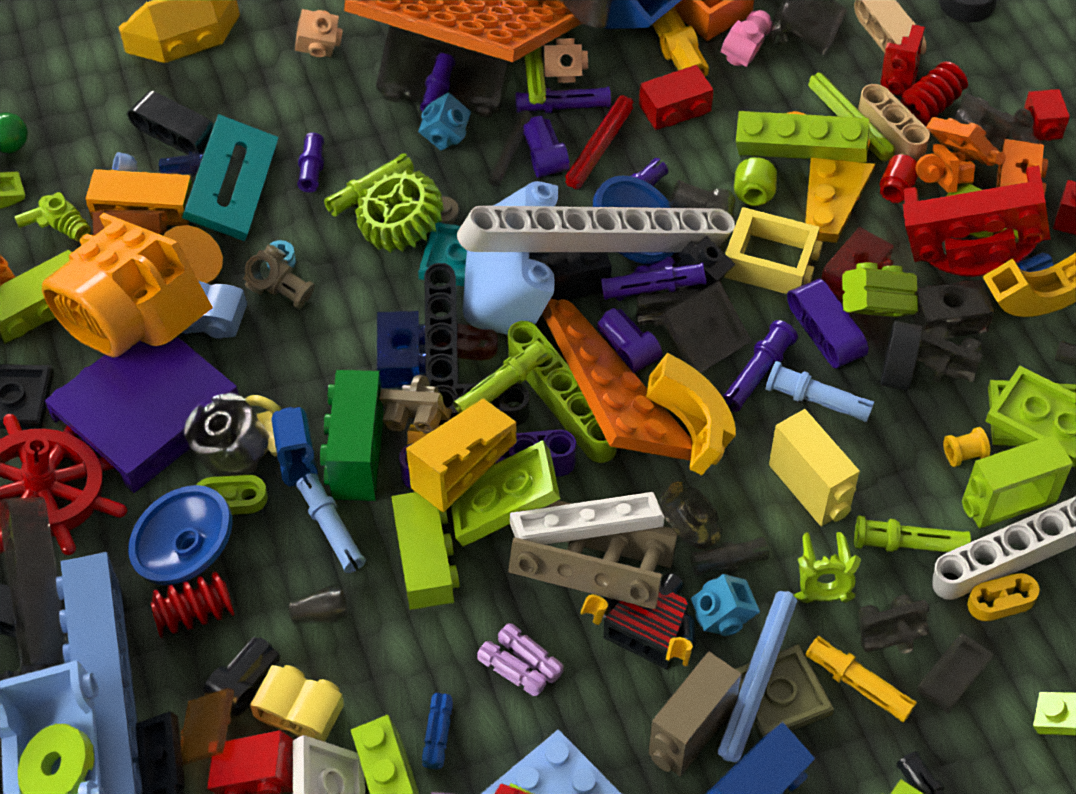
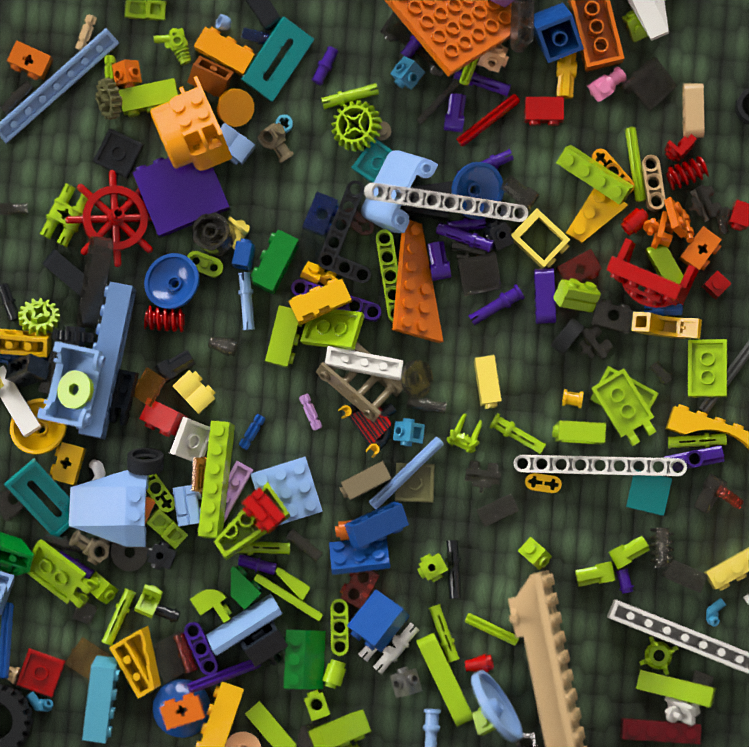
camera: 25 degrees right, 30 degrees up
(416, 402) = (302, 258): dark tan hips -> none
(511, 372) = (359, 265): lime pin -> none
(511, 668) = (298, 416): lavender axle -> none
(698, 407) = (452, 320): yellow arch -> none
(755, 181) = (555, 189): lime head -> none
(804, 387) = (511, 327): light blue pin -> none
(866, 682) = (453, 494): yellow pin -> none

